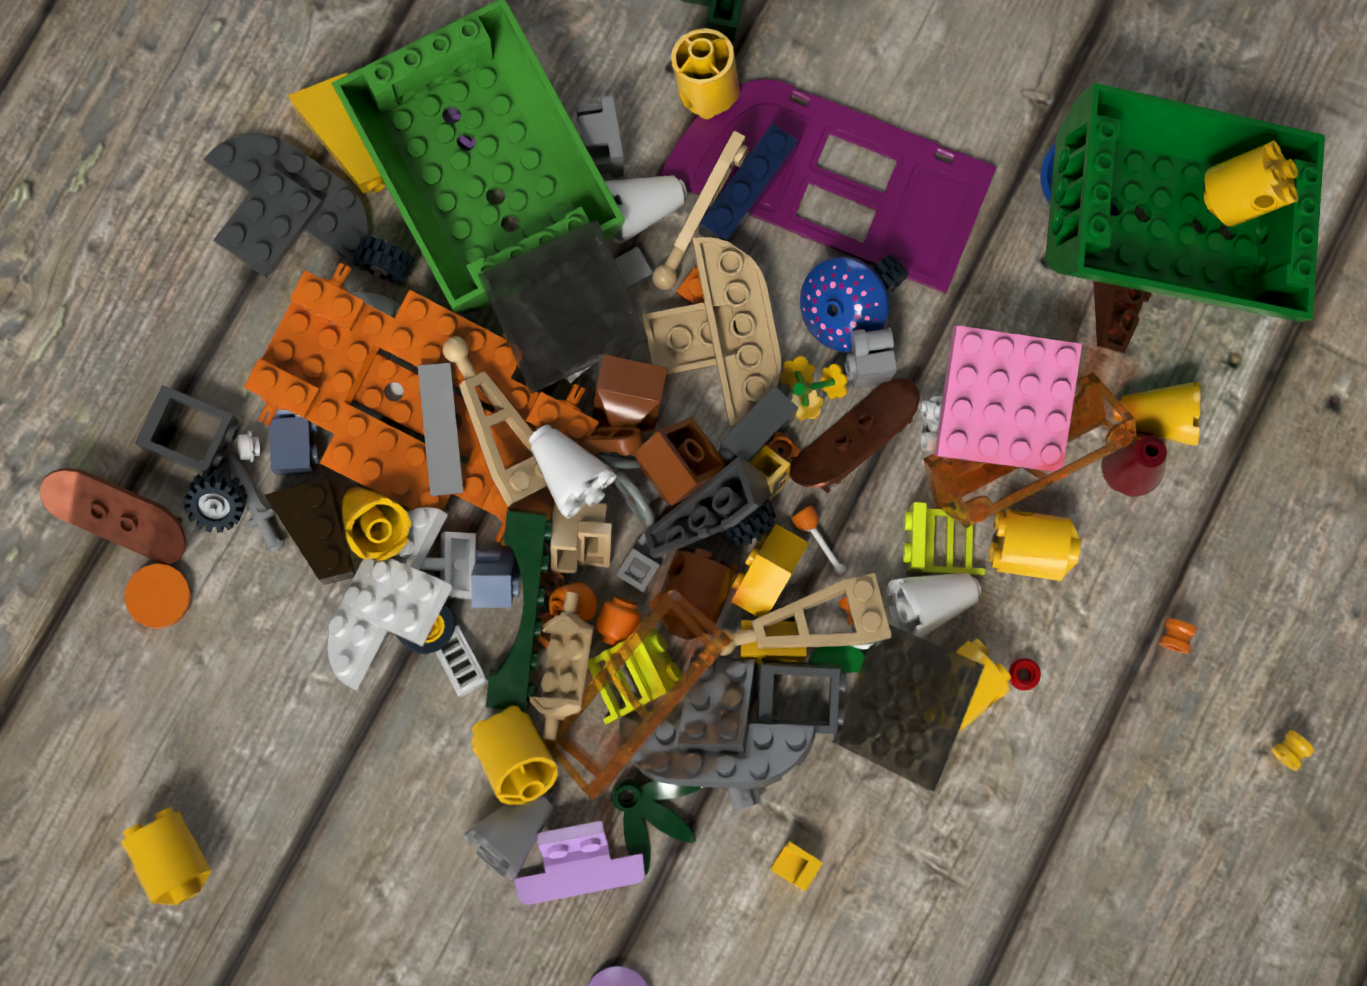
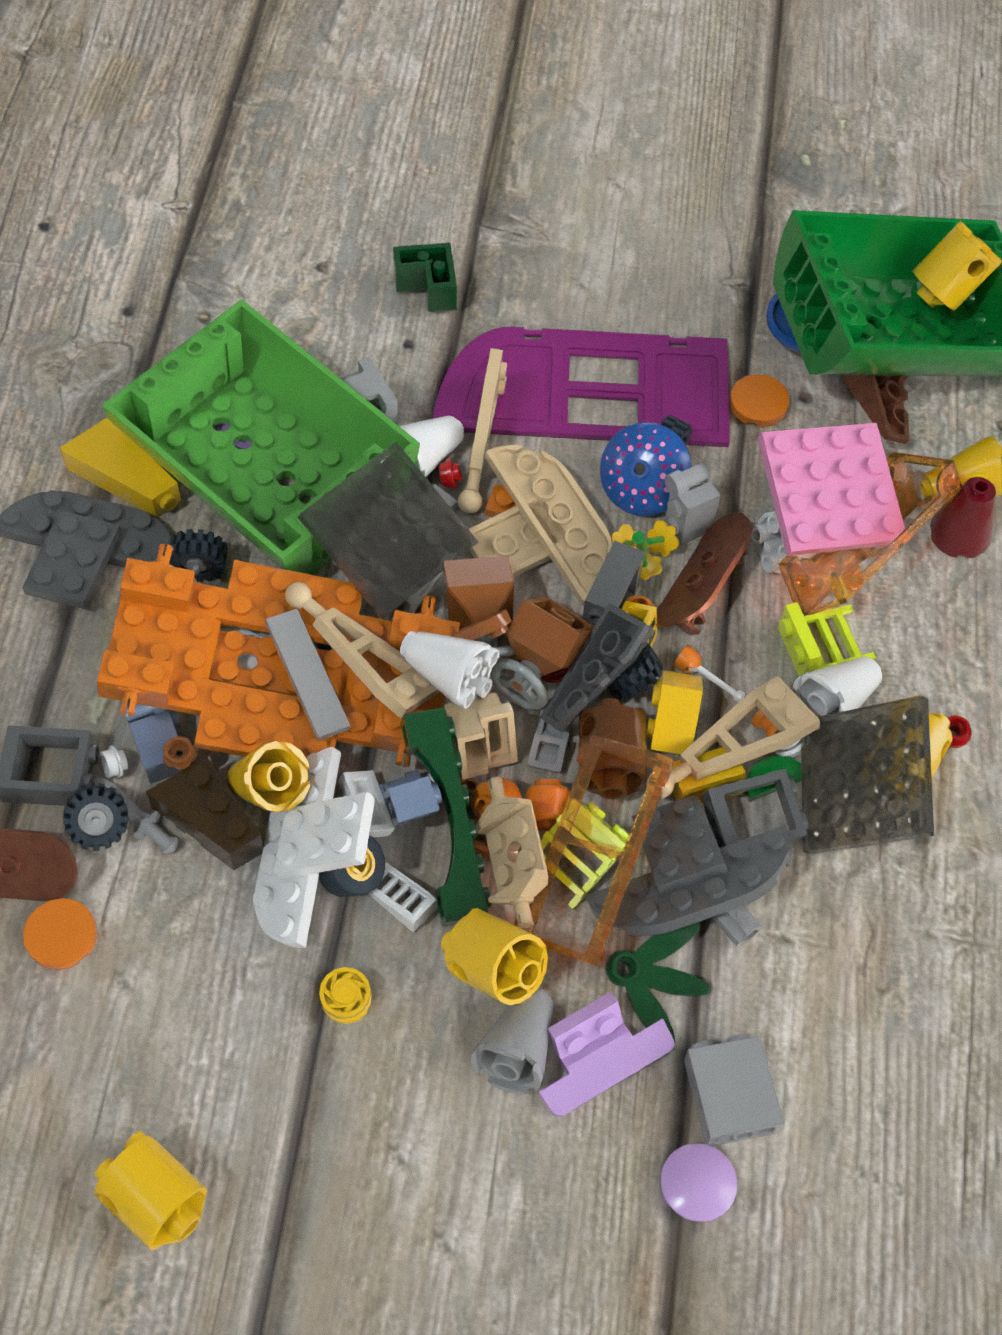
camera: 15 degrees left, 20 degrees down
(296, 463) = (175, 745): none -> dark orange plate
(381, 737) = (345, 995): none -> yellow wheel
(656, 240) = (450, 473): none -> red plate
(676, 935) = (733, 1090): none -> light grey brick
(705, 72) = (443, 325): yellow cylinder -> none
(749, 185) = (519, 398): dark blue brick -> none
(796, 866) = (823, 978): yellow panel -> none
(998, 251) = (759, 400): none -> orange tile
(1034, 544) = (909, 612): yellow cylinder -> none

